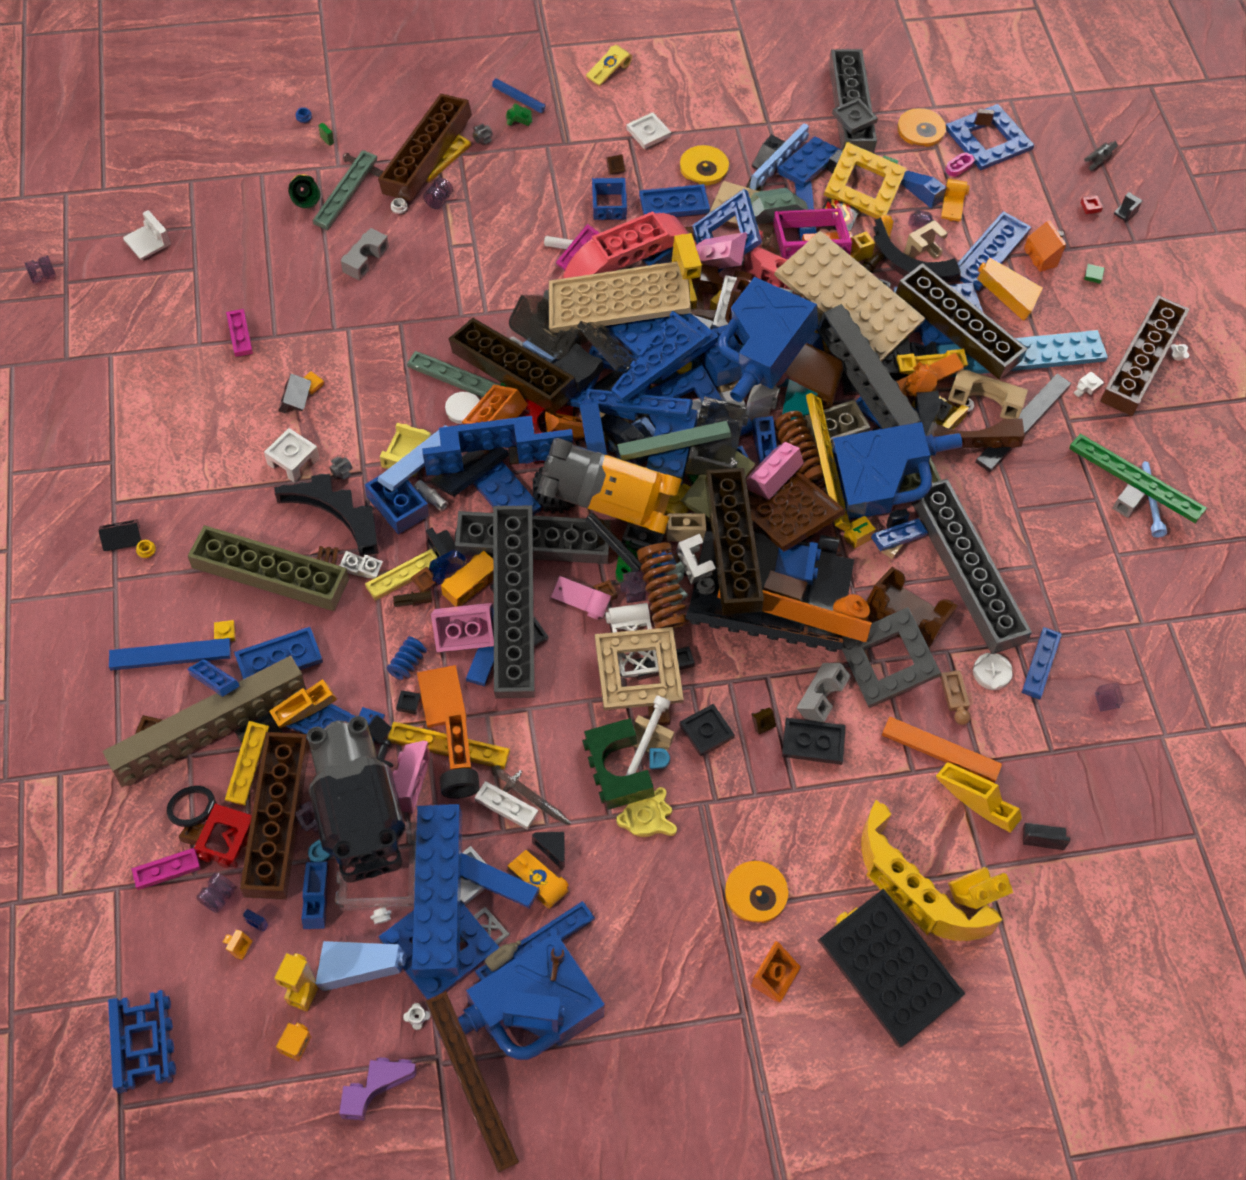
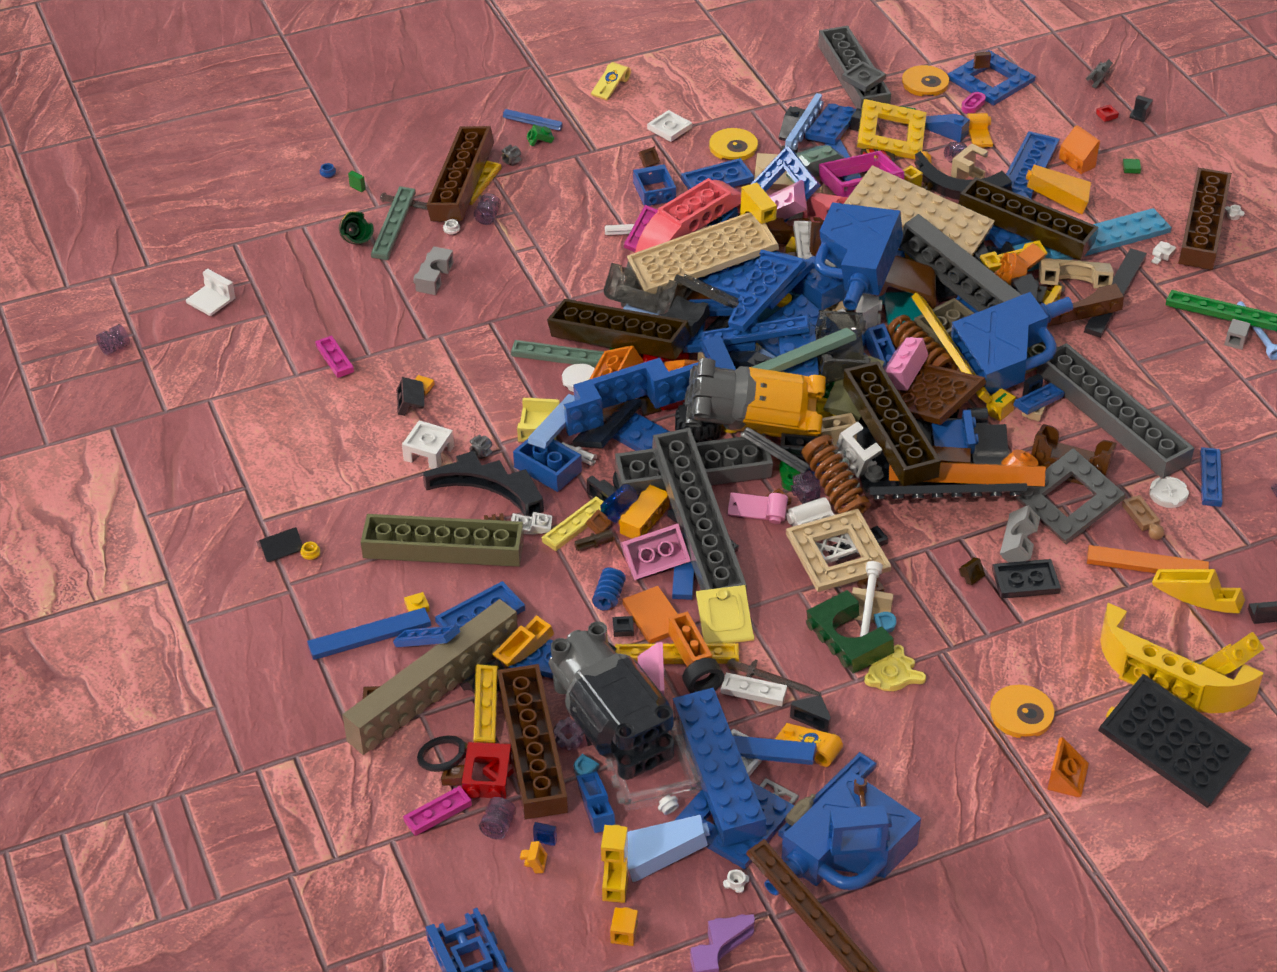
camera: 10 degrees left, 15 degrees down
(504, 717) = (725, 619): none -> light yellow container
(706, 730) = (921, 589): black plate -> none

